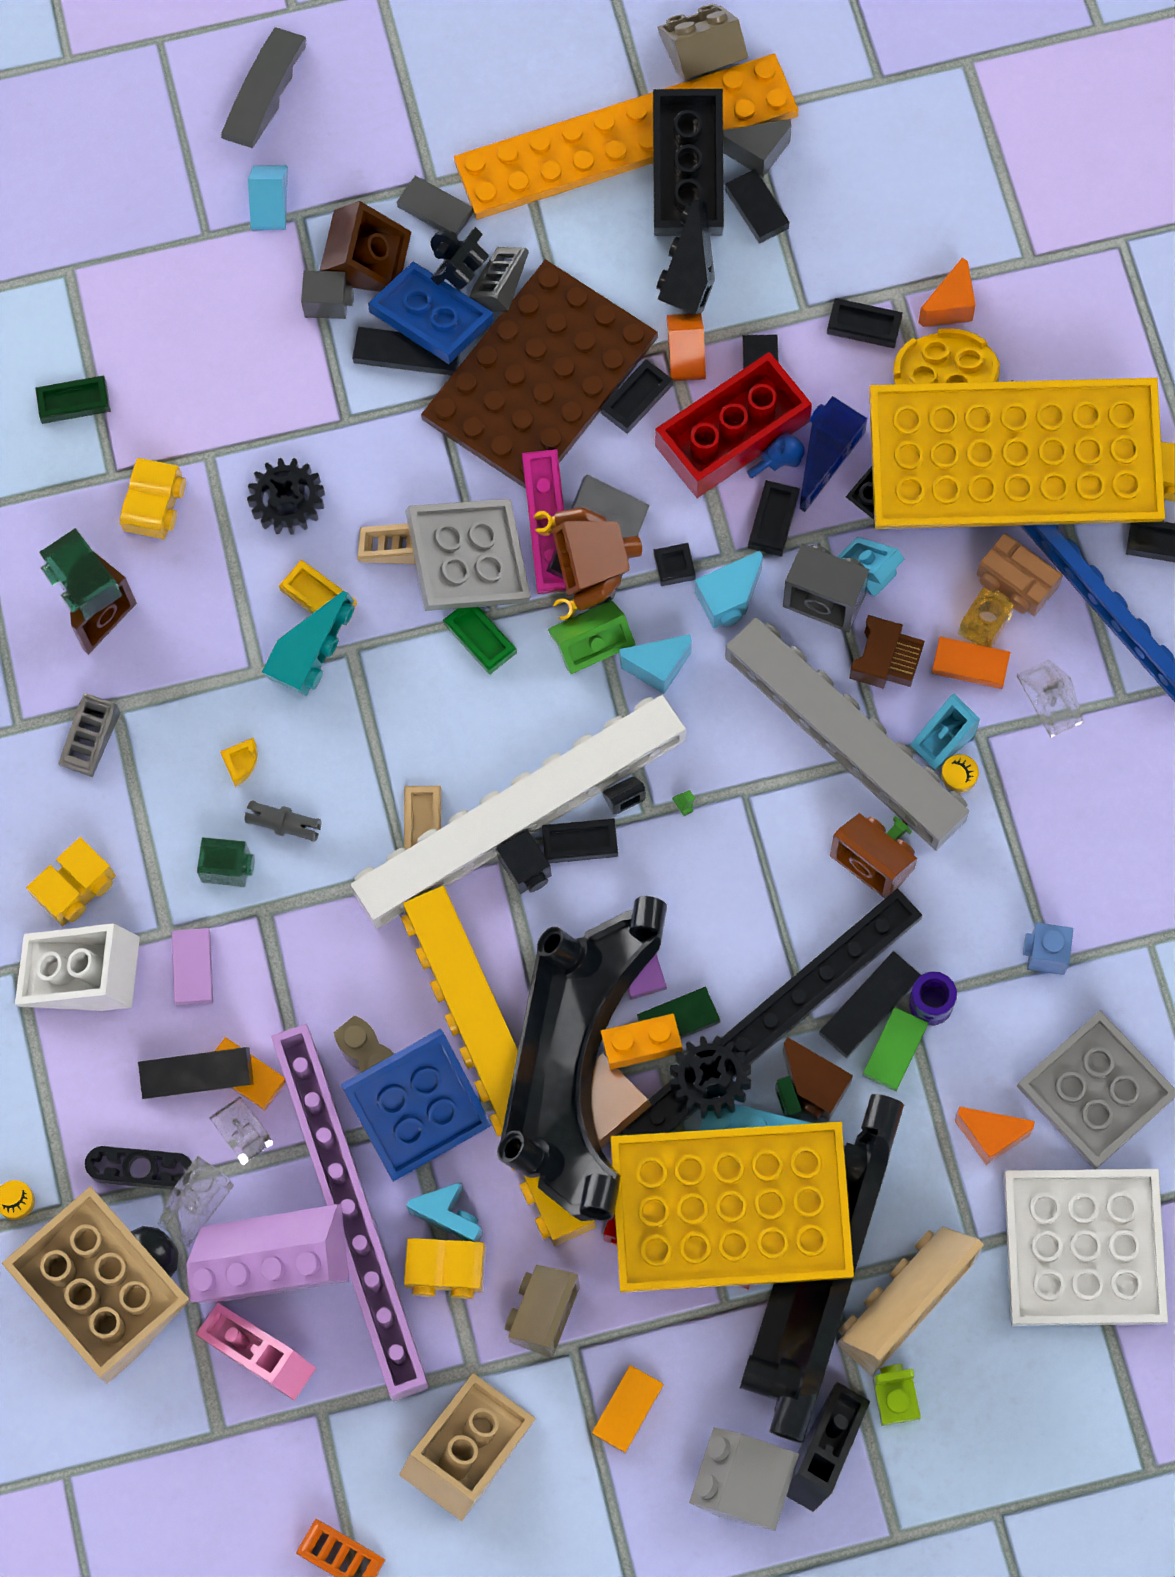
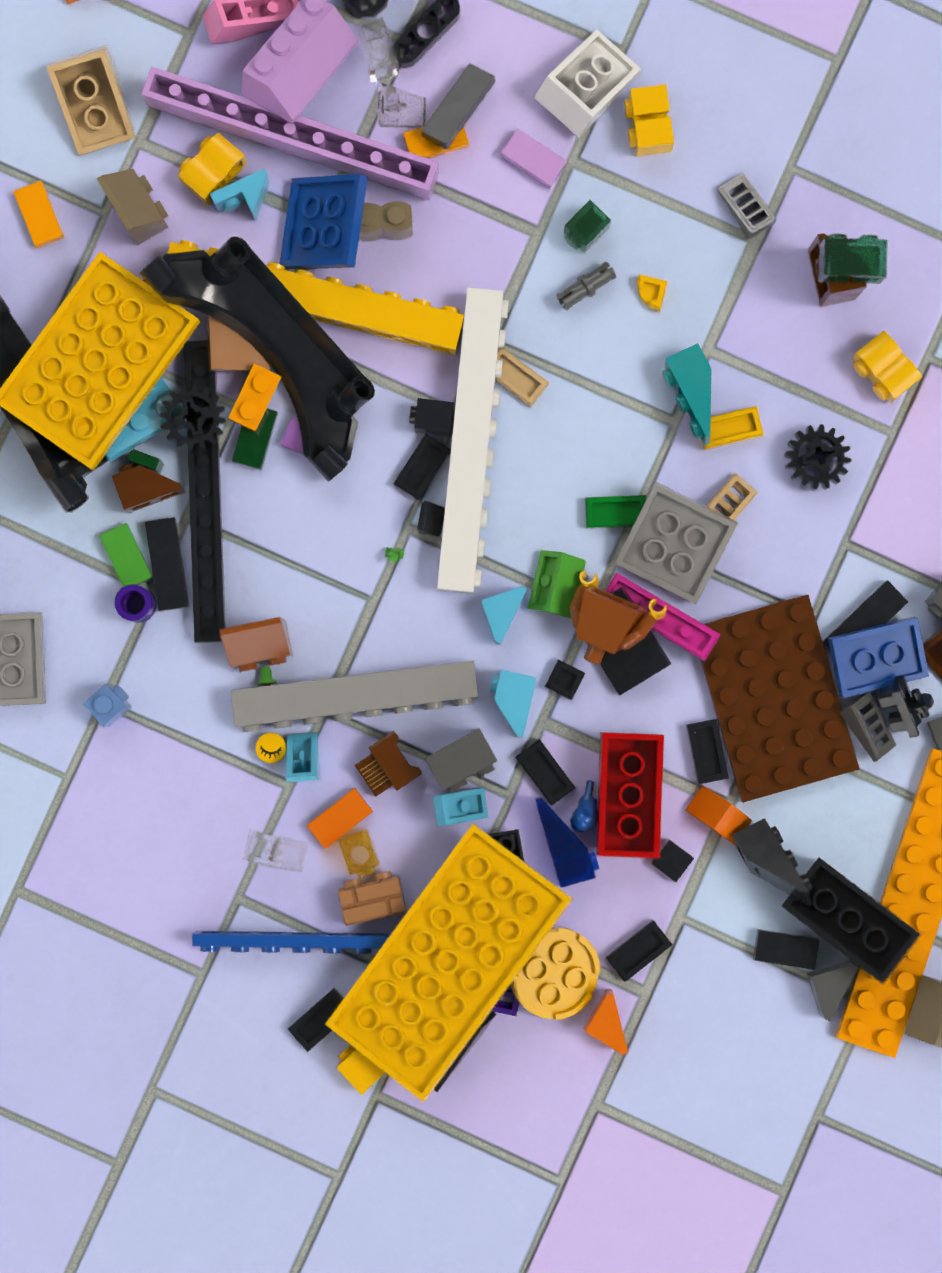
camera: 125 degrees right, 15 degrees up
(992, 1132) = (21, 571): orange slope -> none

